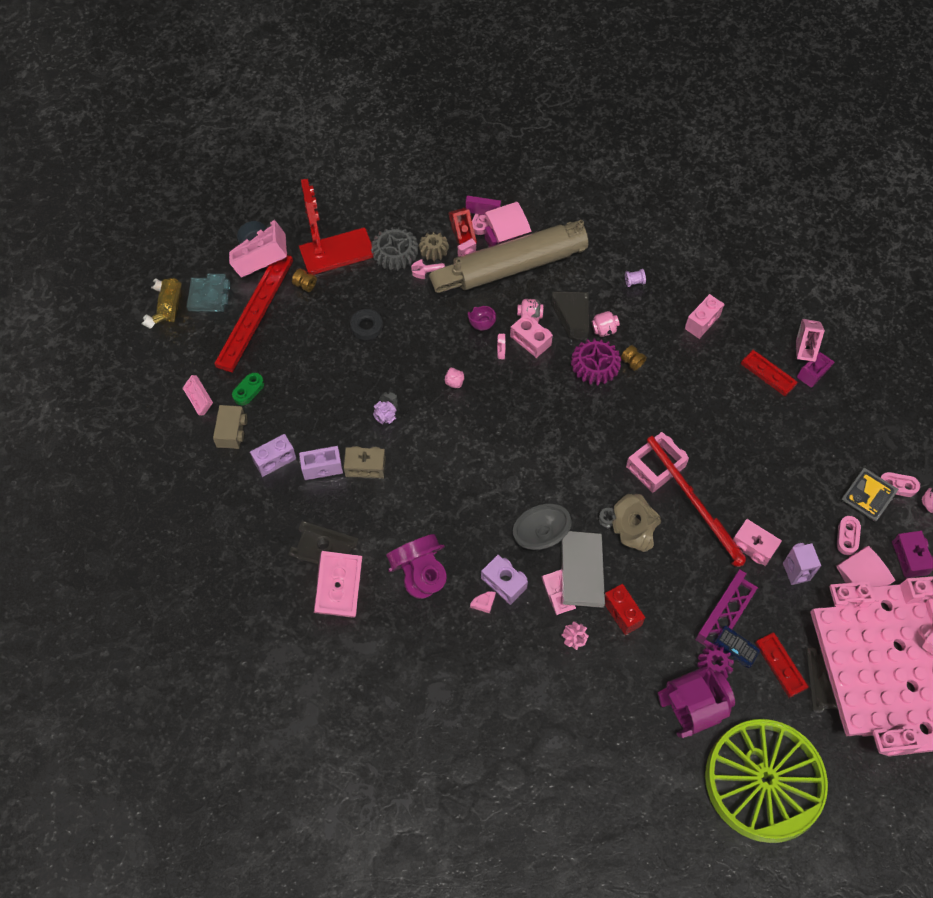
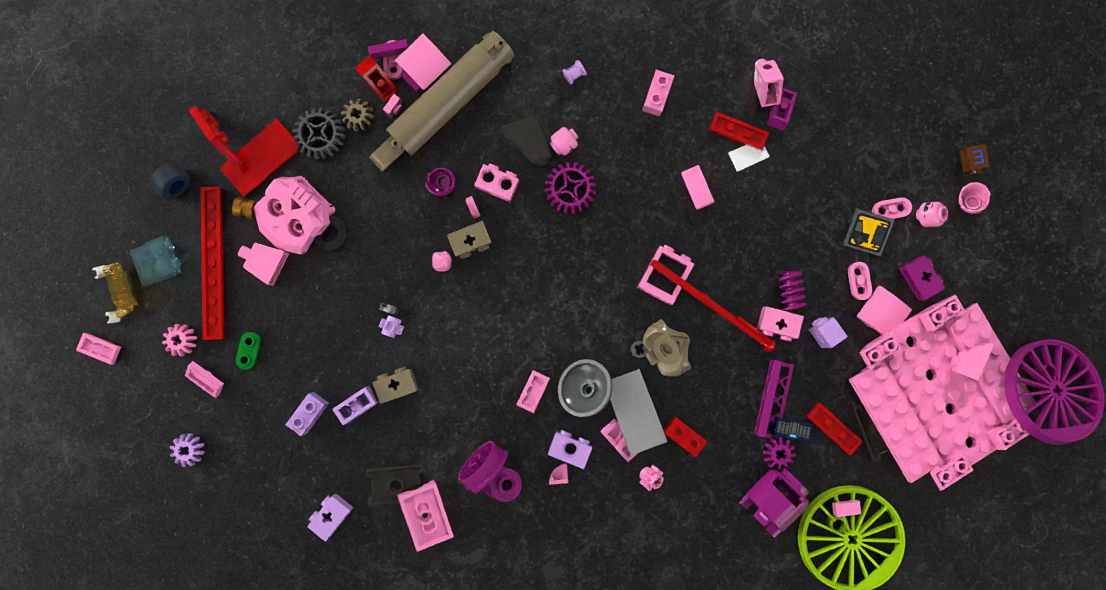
camera: 20 degrees left, 25 degrees up
(122, 340) = (98, 348): none -> bright pink plate
(150, 445) = (194, 450): none -> lavender gear
(194, 357) = (184, 335): none -> bright pink gear
(229, 427) = (252, 400): dark tan brick -> none
(244, 560) = (321, 525): none -> lavender brick
(260, 251) = (185, 197): bright pink wedge -> none
(300, 324) = (263, 262): none -> bright pink torso
(352, 288) = (282, 224): none -> bright pink brick
(424, 269) = (360, 142): bright pink bar -> none
(487, 369) = (476, 231): none -> dark tan brick
(490, 516) = (533, 391): none -> bright pink plate
(531, 308) = (485, 153): bright pink head -> none
(633, 357) = (600, 167): pearl gold wheel -> none
(714, 401) = (697, 187): none -> bright pink slope
(770, 396) = (747, 156): none -> white sticker
(770, 737) = (846, 508): none -> bright pink piece
(778, 515) = (792, 289): none -> magenta piece

